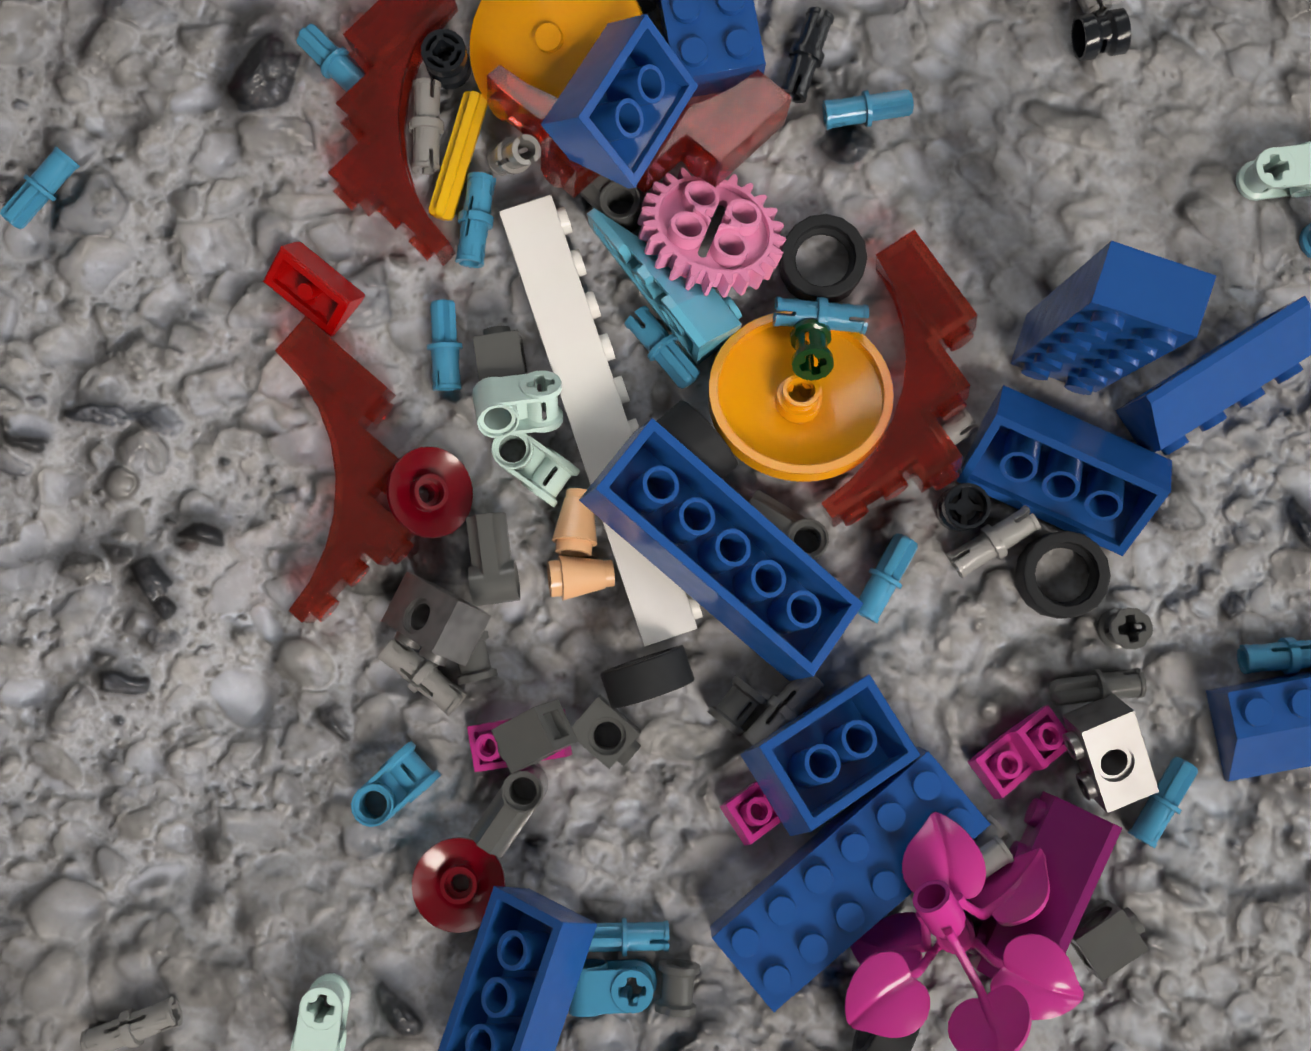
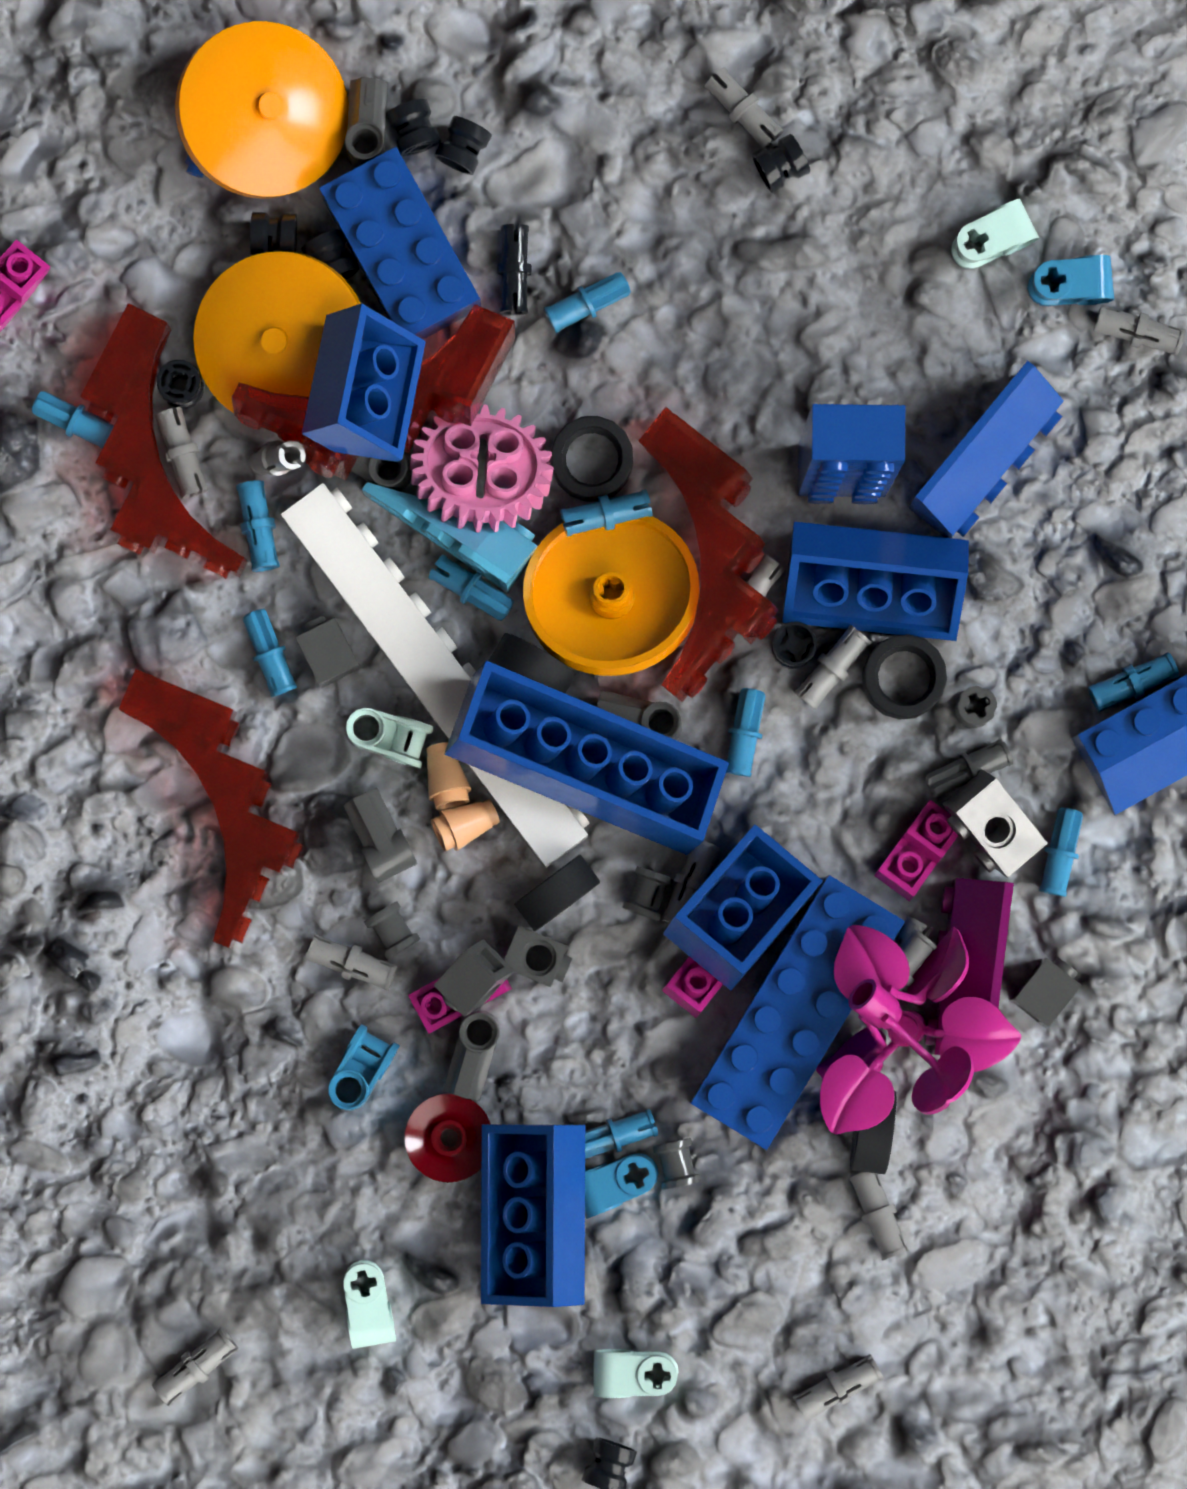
camera: 25 degrees left, 0 degrees up
(313, 287) = (126, 637): red slope -> none
(435, 620) = (348, 904): flat silver brick -> none
(447, 486) = (314, 782): dark red dish -> none
(458, 156) = (220, 471): yellow axle -> none
(515, 406) = (356, 687): light aqua piece -> none
(804, 356) = (608, 548): dark green bush -> none

